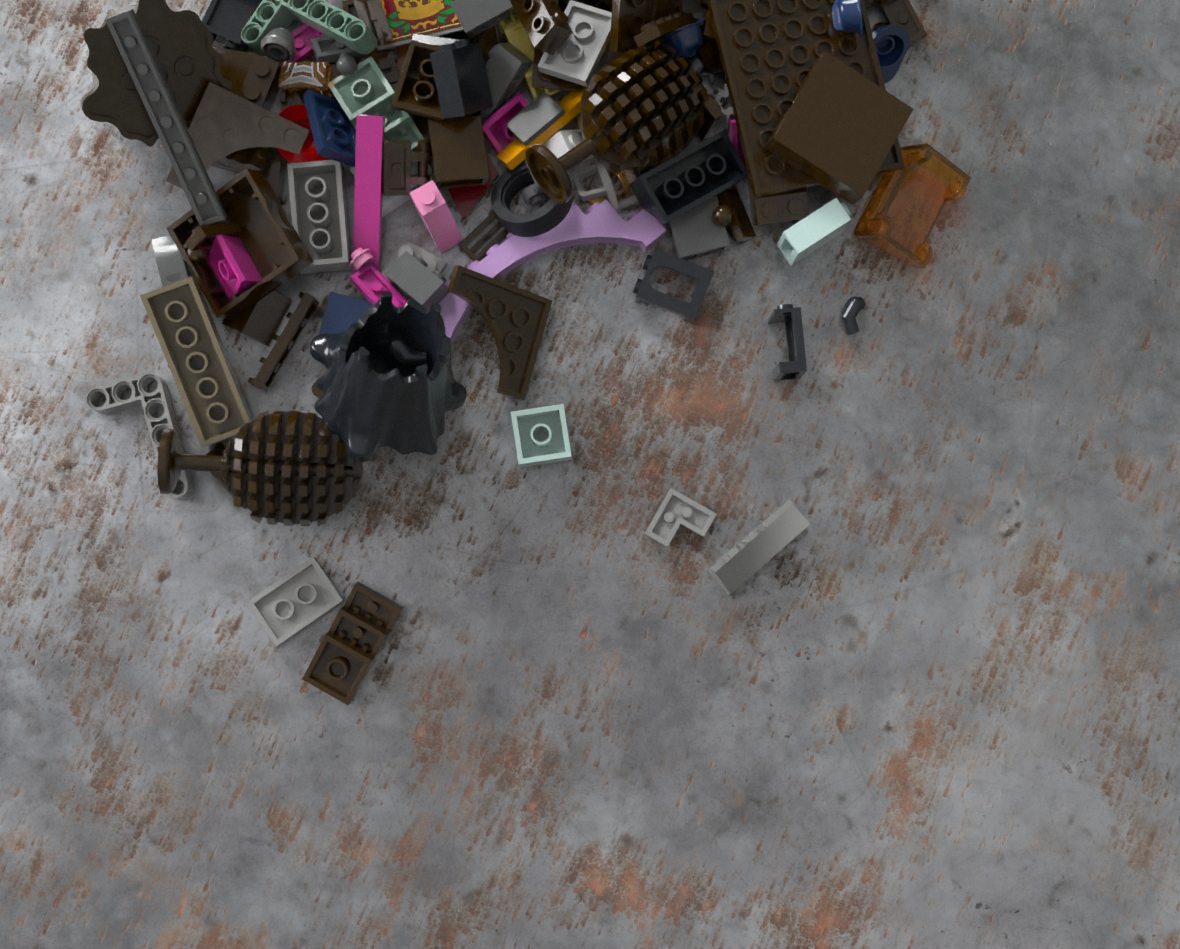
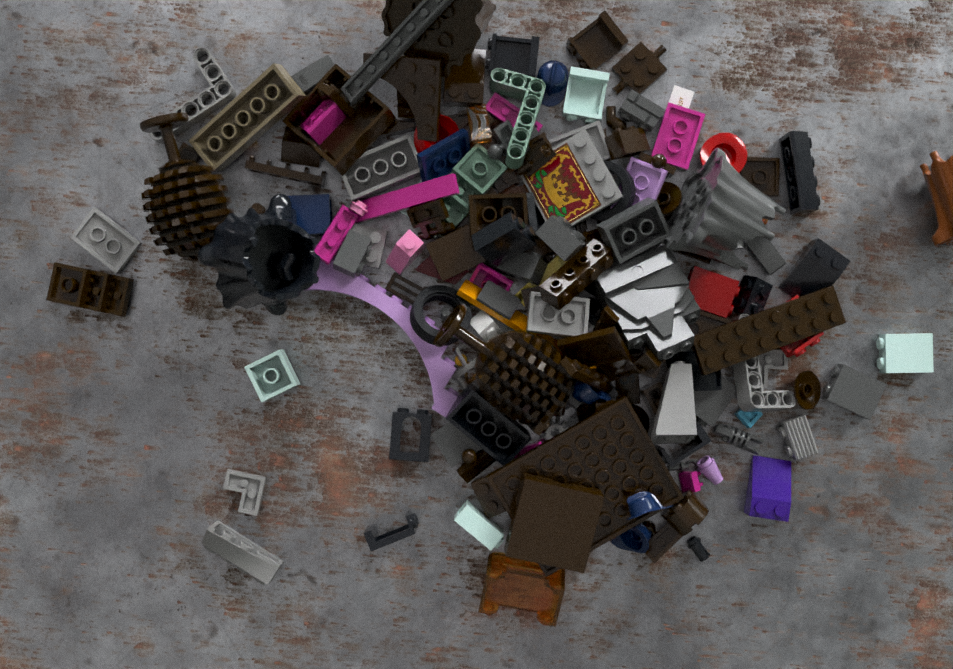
camera: 75 degrees right, 5 degrees up
(279, 45) = (496, 98): flat silver cone -> none
(515, 320) = (349, 331): dark brown plate -> none
(850, 312) = (431, 567): black arm -> none

